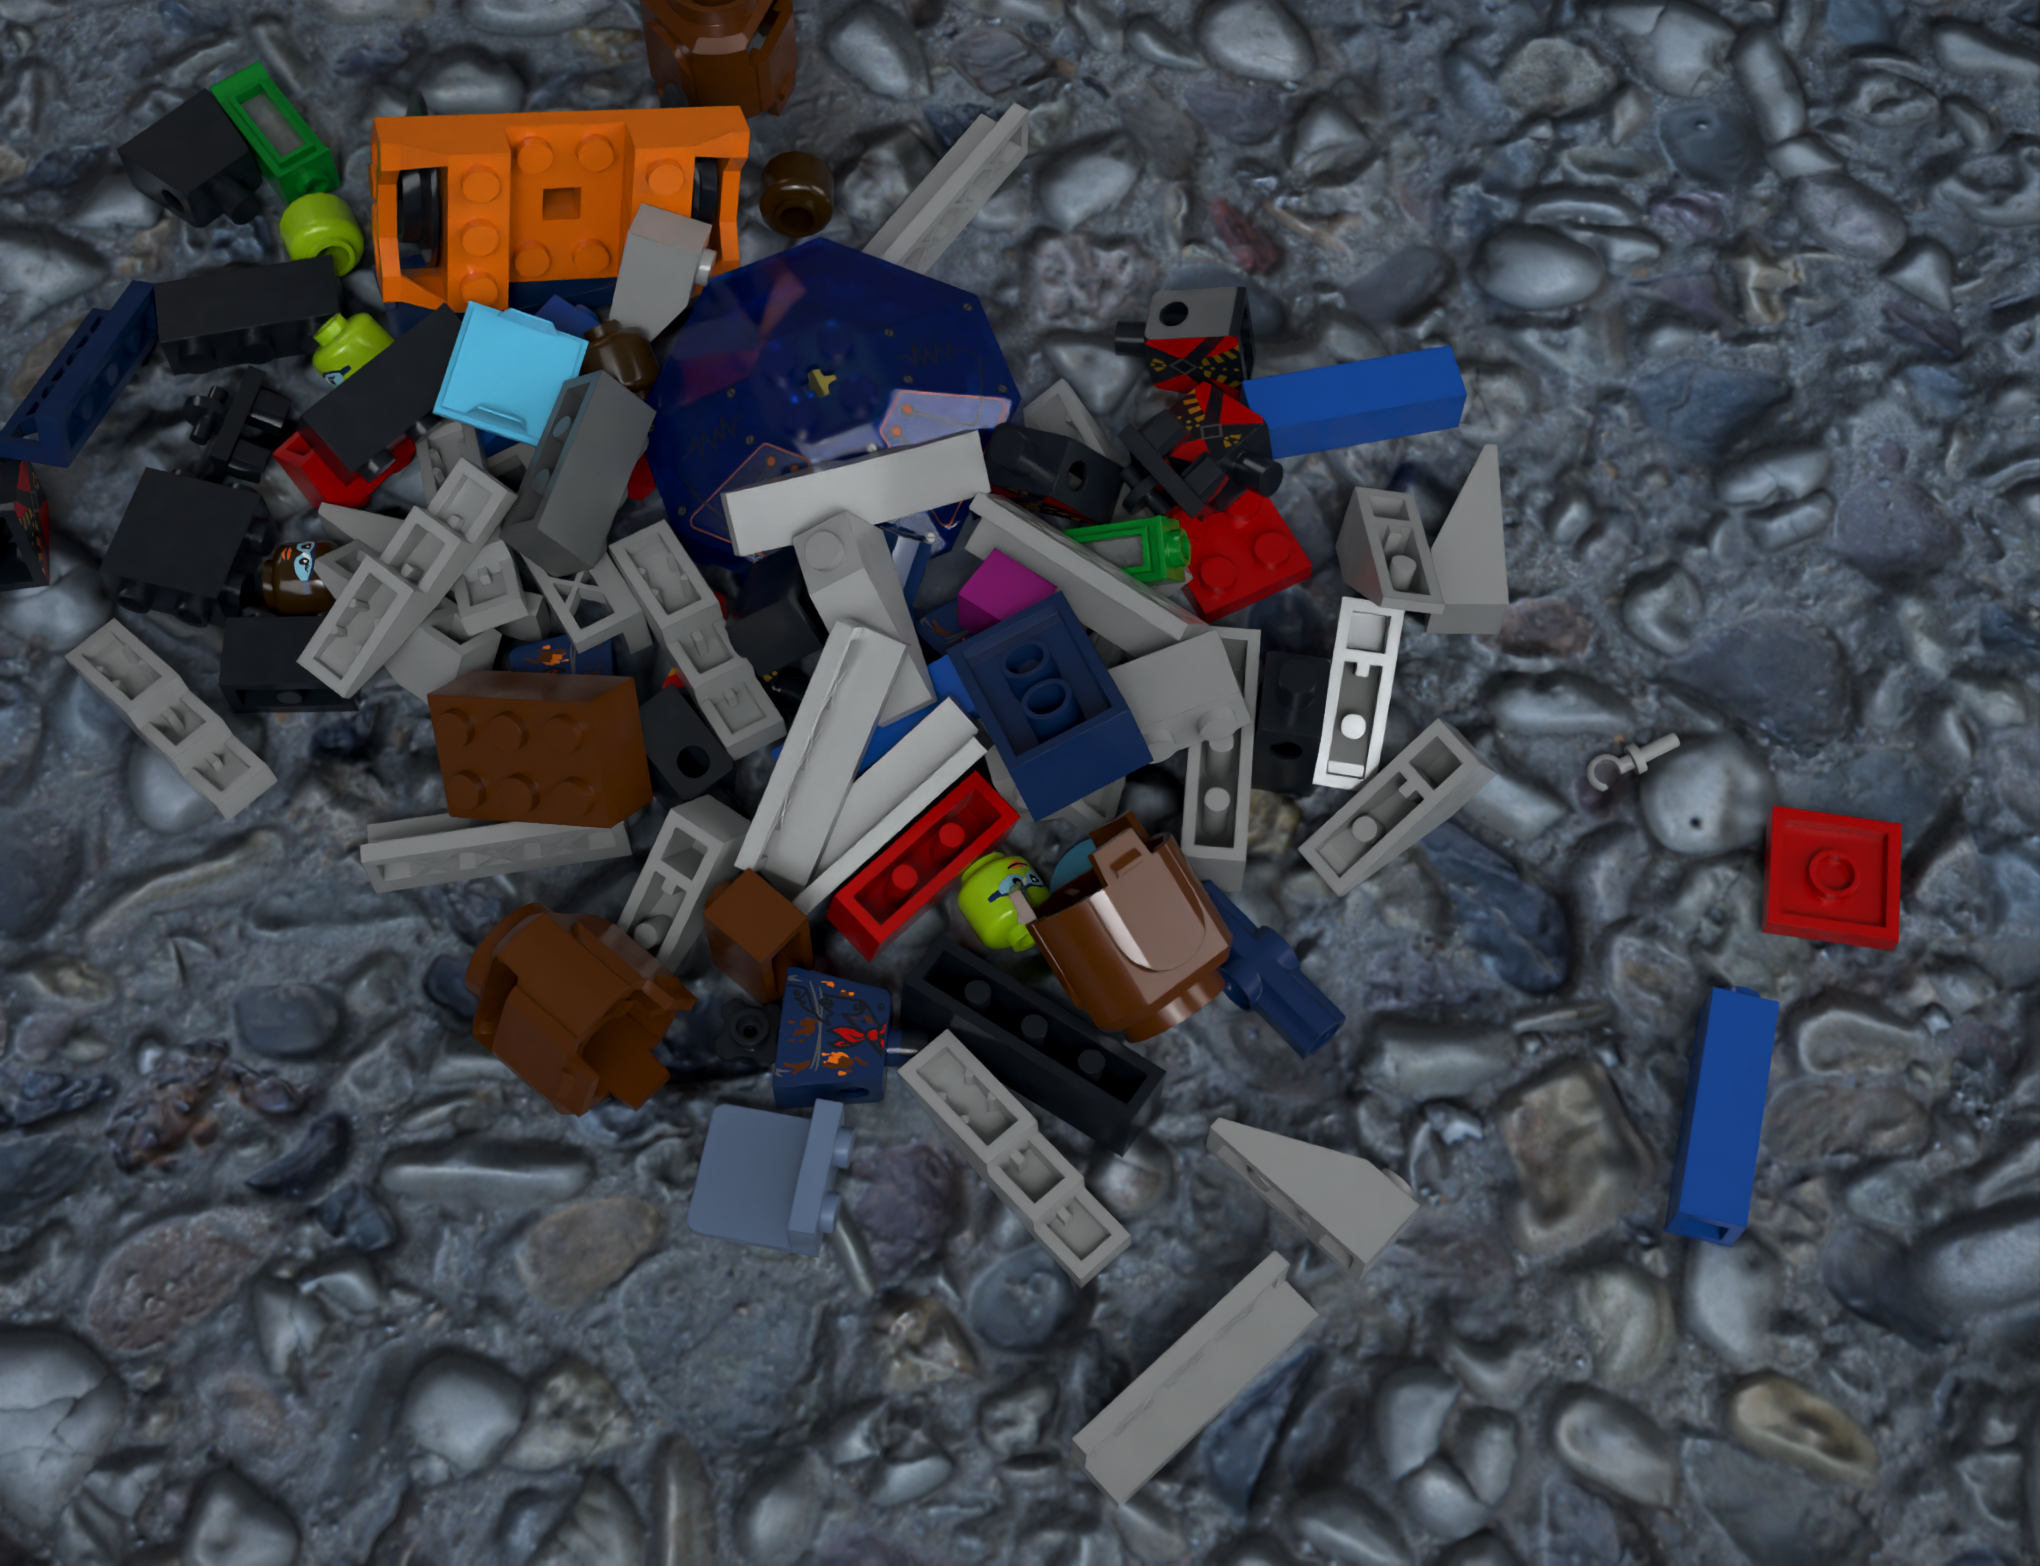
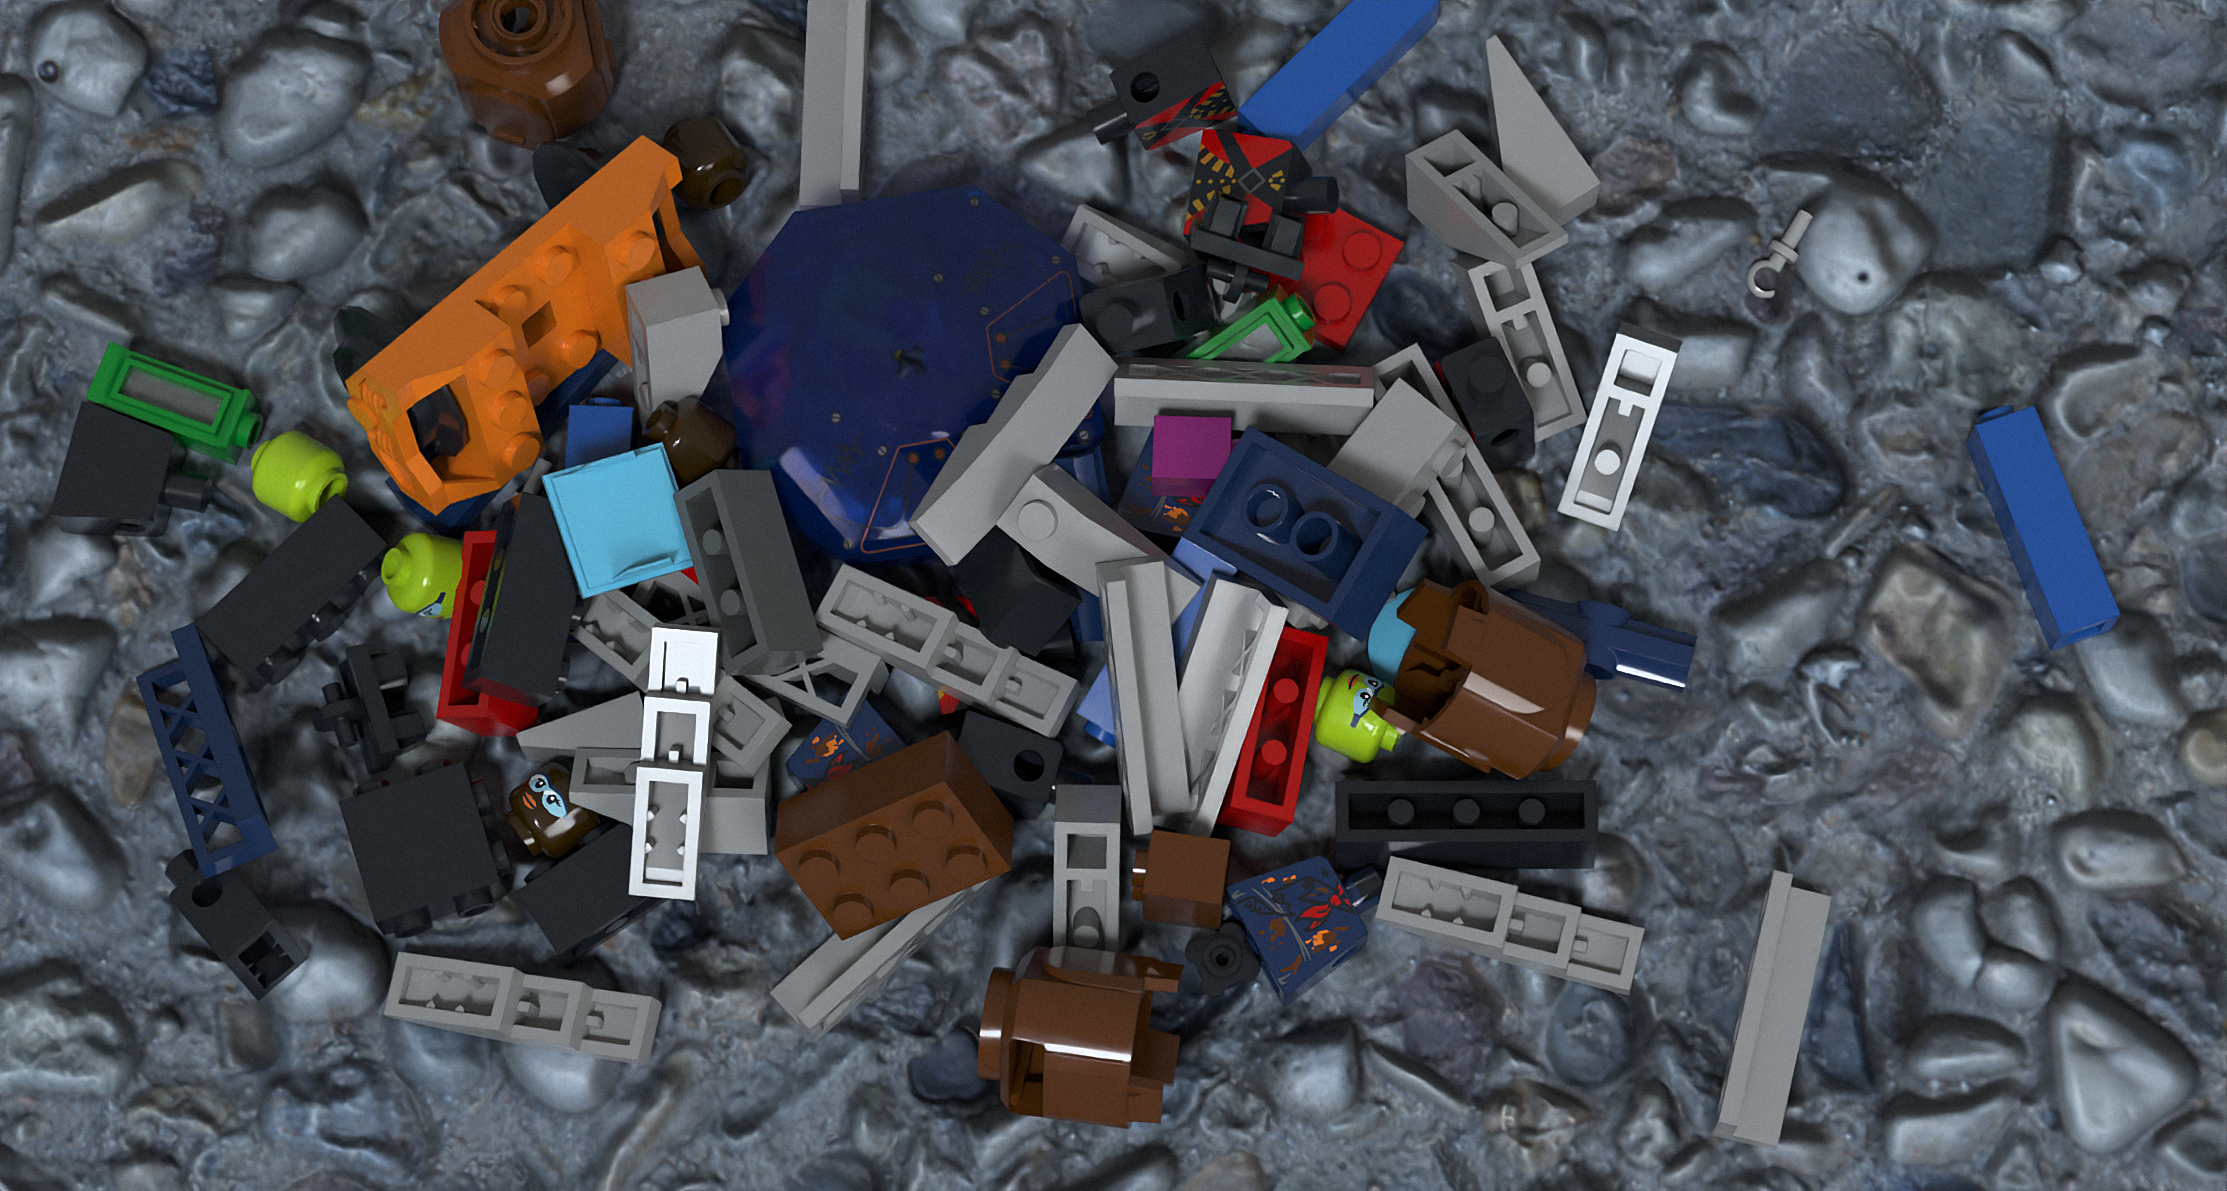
camera: 30 degrees left, 10 degrees up
(771, 1177) = (1329, 1067): sand blue bracket -> none
(1324, 1193) = (1781, 797): light grey slope -> none
(1832, 878) = (2006, 261): red plate -> none

